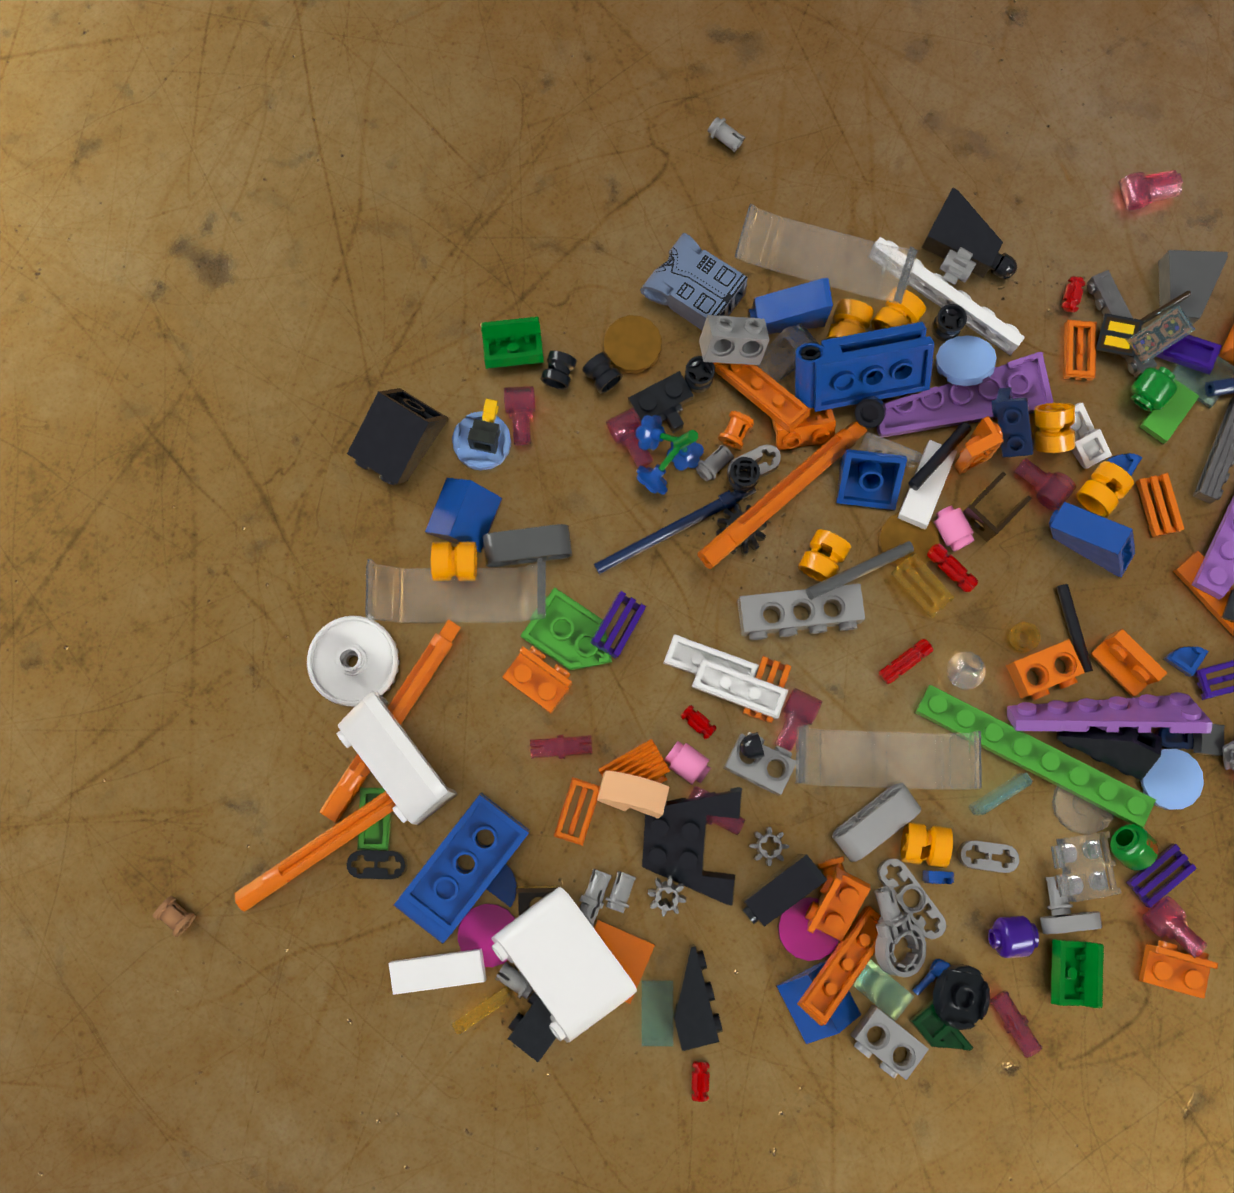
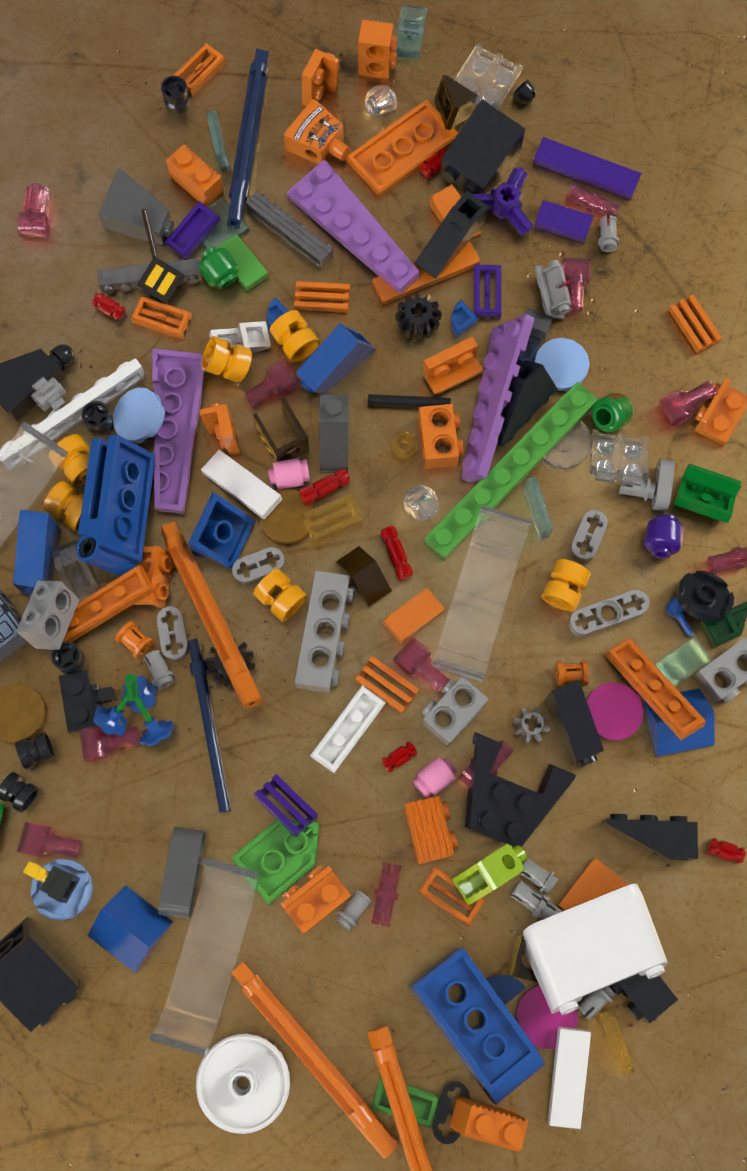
camera: 75 degrees left, 5 degrees down
(374, 902) = (489, 1124): none -> orange brick
(394, 760) = (355, 1065): white windscreen -> none
(454, 561) = (175, 950): light orange wheel -> none
(537, 718) = (353, 910): none -> light grey pin
(610, 843) = (495, 870): none -> lime torso
(633, 792) = (451, 835): light nougat slope -> none
(657, 1012) = (656, 873): clear light blue tile -> none
(669, 887) = (558, 838): light grey gear -> none
(740, 688) = (379, 709): white tile -> none
(743, 480) = (184, 649): black wheel -> none
(752, 746) = (438, 711): black hinge -> none
(838, 904) = (600, 678): orange bracket -> none
(845, 696) = (413, 616): none -> orange slope
(853, 522) = (257, 559): none -> light grey beam
(859, 570) = (303, 567): dark grey bar -> none
(870, 412) = (158, 512): black tile -> none
(871, 635) = (364, 575): none -> dark brown slope
(876, 822) = (534, 622): light grey beam -> none
(877, 444) = (190, 518): clear slope -> none
(890, 929) = (630, 635): light grey pin -> none
(937, 877) = (596, 584): blue tile -> none
(939, 456) = (219, 465): black bar -> none
(1012, 559) = (334, 432): none -> dark grey slope
(1014, 423) = (212, 390): dark blue bracket -> none
(1160, 334) = (172, 245): clear light blue tile -> none
(1181, 859) = (650, 395): dark purple tile -> none
(1184, 607) = (418, 306): none -> black gear

